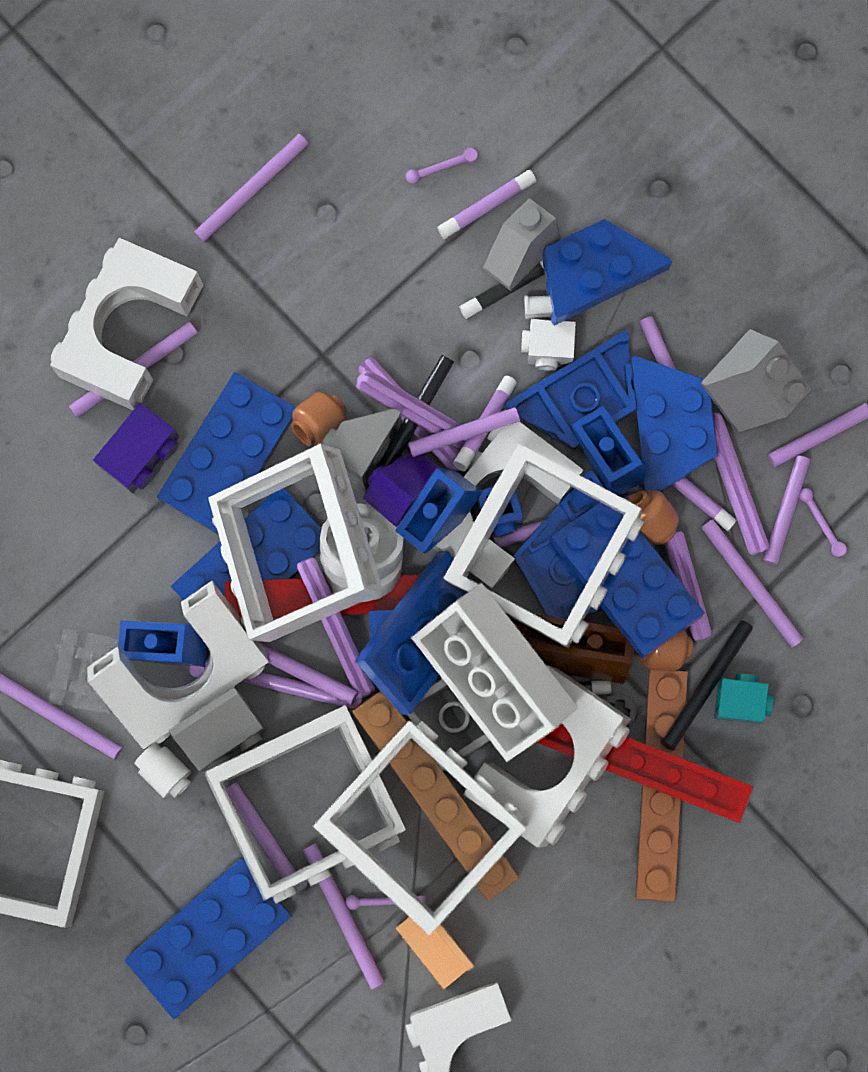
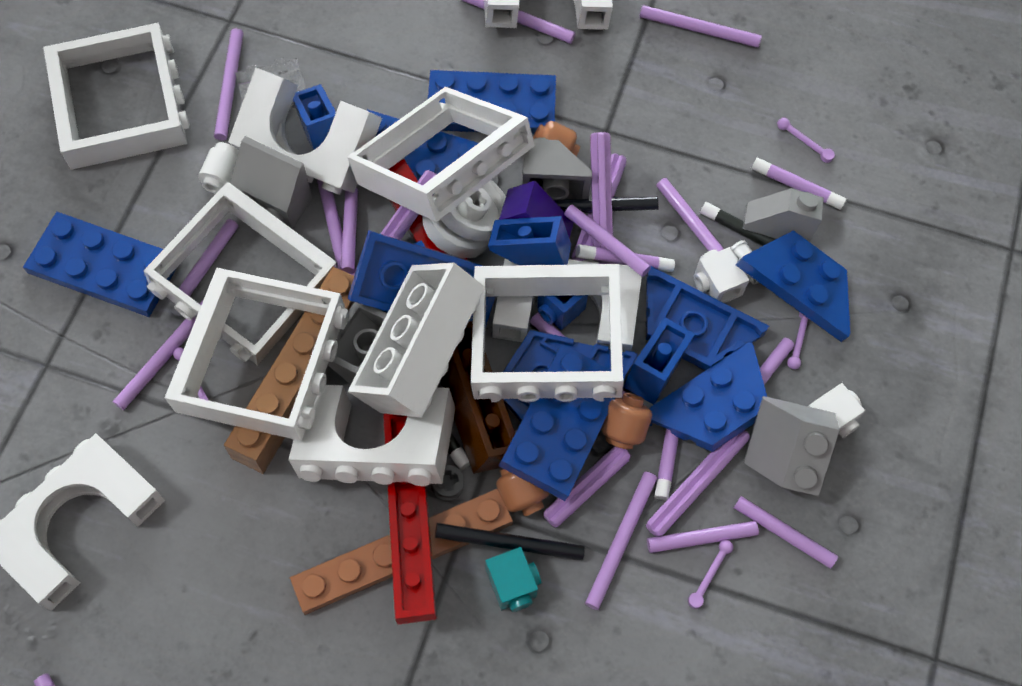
camera: 55 degrees right, 15 degrees down
(137, 449) = (458, 39): dark purple brick -> none
(437, 952) = (168, 439): light nougat panel -> none
(466, 332) = (688, 215): none -> lavender bar
(667, 326) = (794, 362): none -> lavender hinge
(736, 318) = (845, 406): none -> white brick

